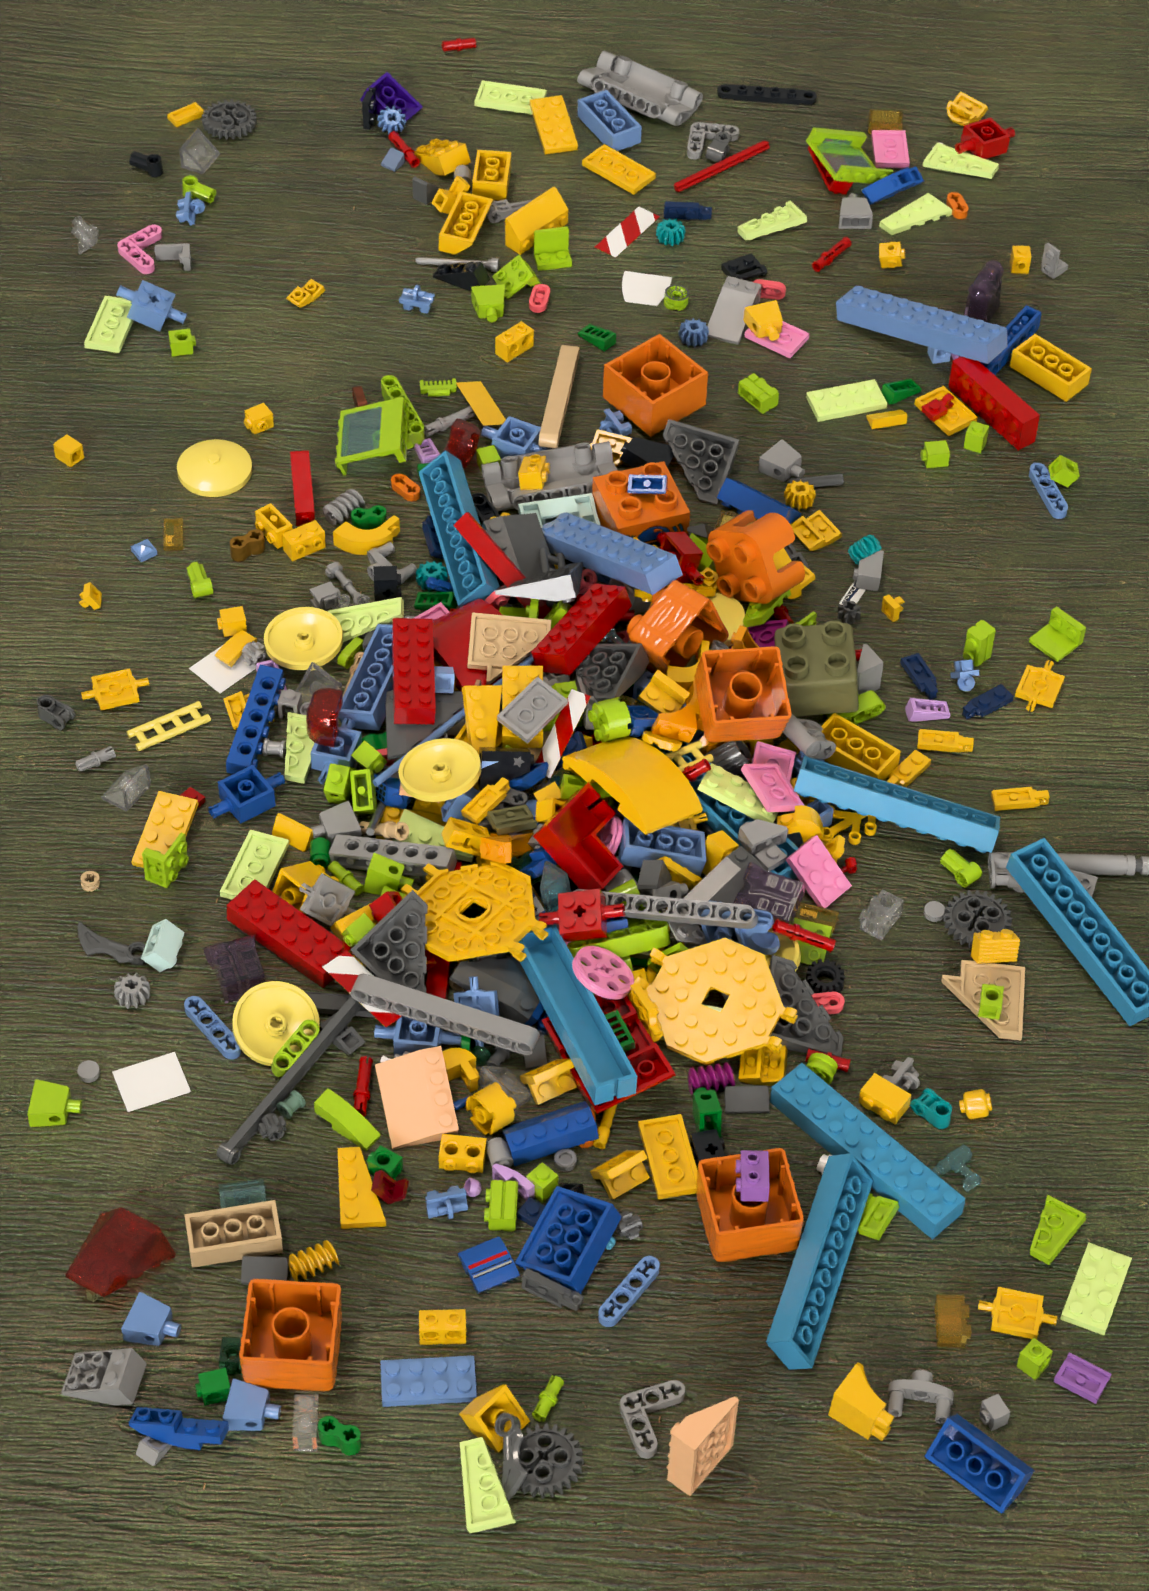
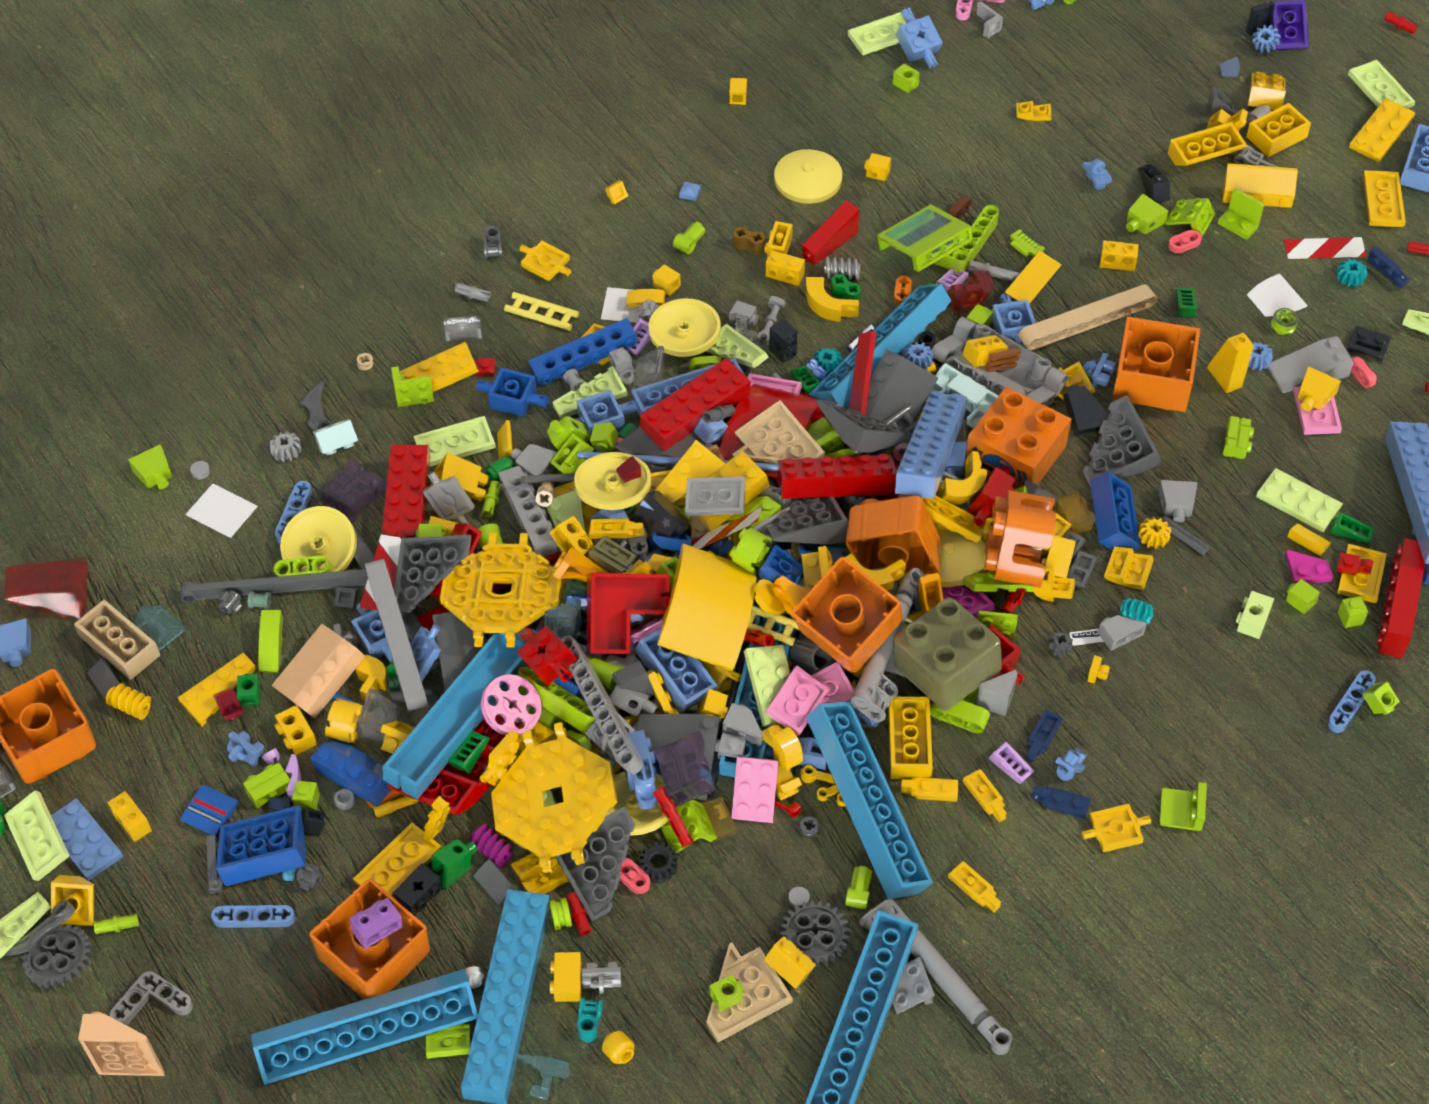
camera: 55 degrees right, 5 degrees up
(173, 534) = (722, 196): clear yellow tile -> none
(323, 716) = (603, 381): clear red brick -> none
(362, 1094) = (303, 635): red pin -> none
(377, 558) = (806, 328): light grey connector -> none
(384, 872) = (507, 519): lime torso -> none
(398, 1410) = (36, 835): none -> yellowish green plate
(409, 153) = (1247, 69): red pin -> none
(443, 660) = (718, 413): none -> dark grey pin
(445, 748) = (629, 470): none -> dark red slope
(491, 264) = (1188, 192): light grey piece -> none
(496, 509) = (919, 355): none -> medium blue gear
(499, 1152) = (308, 751): light grey brick -> none
(553, 468) = (1002, 362): none -> dark orange tile
(622, 1172) = (354, 841): yellow bracket -> none
(647, 484) = (1025, 422): slope -> none
(665, 1092) = (436, 819): none -> yellow hinge
(697, 338) = (1231, 362): none -> yellow slope
(875, 860) = (809, 819): none -> dark grey bush
(881, 914) = (758, 866): clear brick -> none
(911, 436) = (1308, 568): none -> dark pink wing
(927, 489) = (1250, 623): none -> yellowish green brick
(979, 643) = (1110, 753): lime brick -> none

